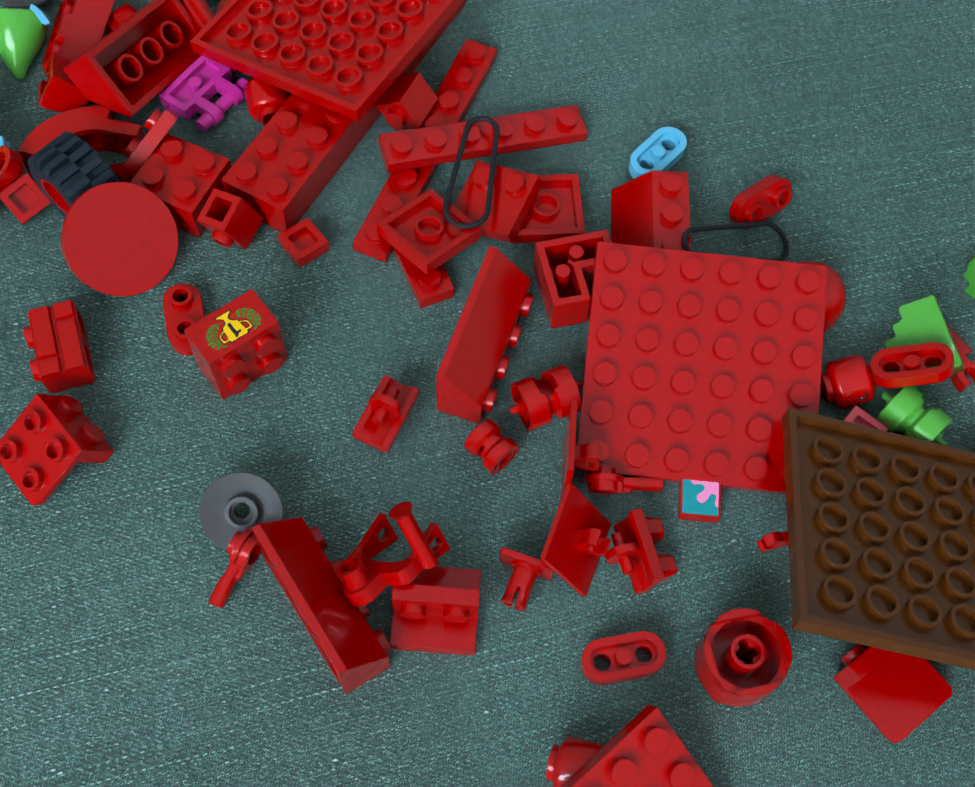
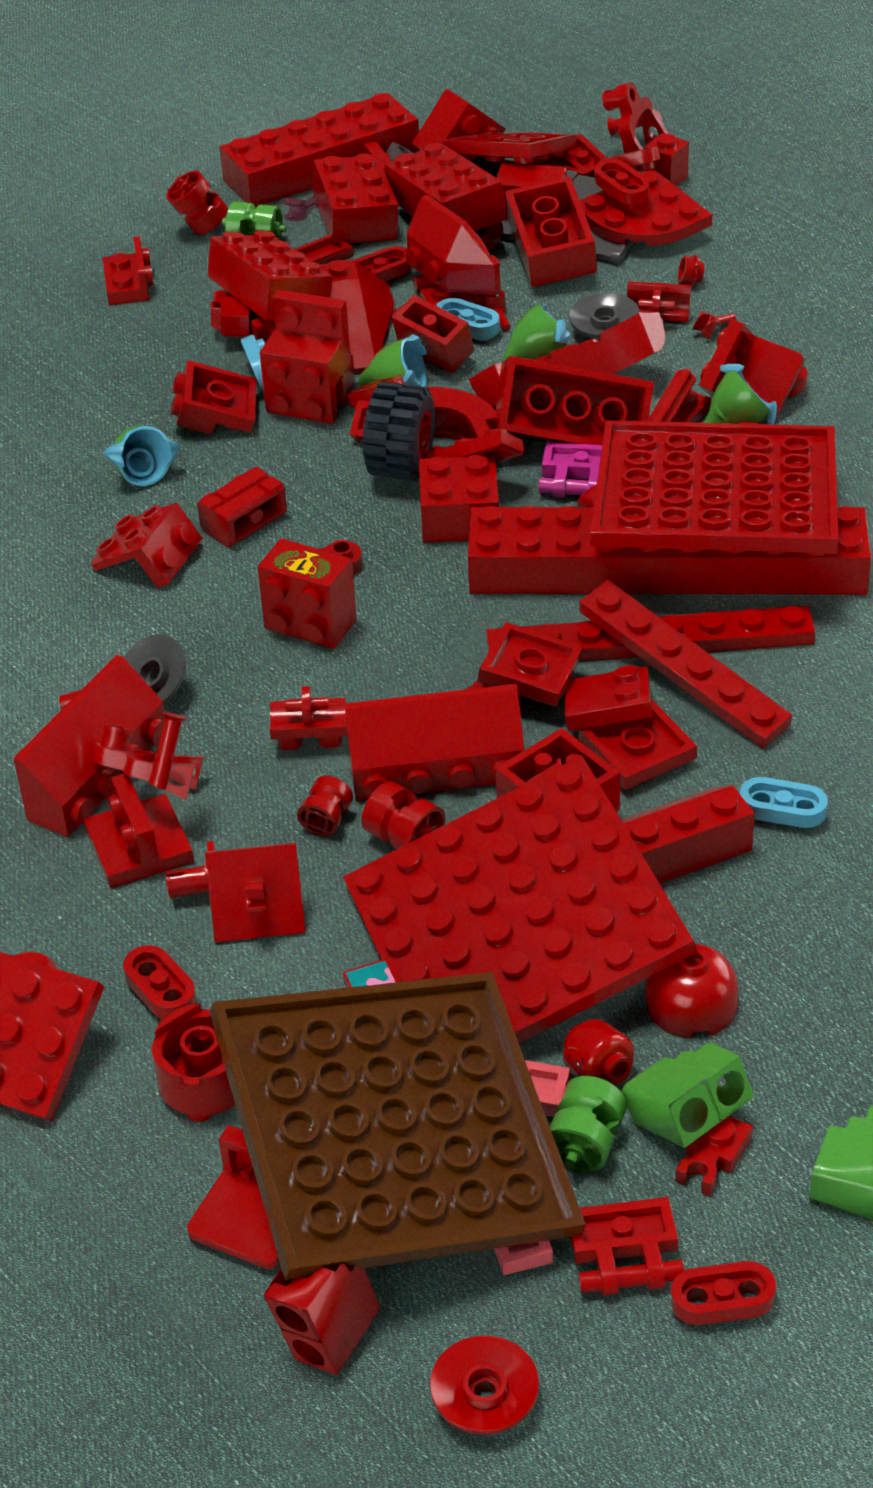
camera: 70 degrees right, 20 degrees down
(119, 239) = (361, 479): red tile -> none
(229, 219) = (440, 538): red brick -> none
(303, 242) = (460, 599): red plate -> none
(407, 102) = (676, 591): red brick -> none
(456, 168) = (593, 683): black piece -> none
(581, 456) = (338, 843): red piece -> none
(608, 482) = (343, 902): red plate -> none
(636, 551) = (273, 946): red hips -> none
(735, 226) = (769, 936): black piece -> none
(761, 200) = (785, 900): red plate -> none
(912, 365) = (629, 1068): red plate -> none

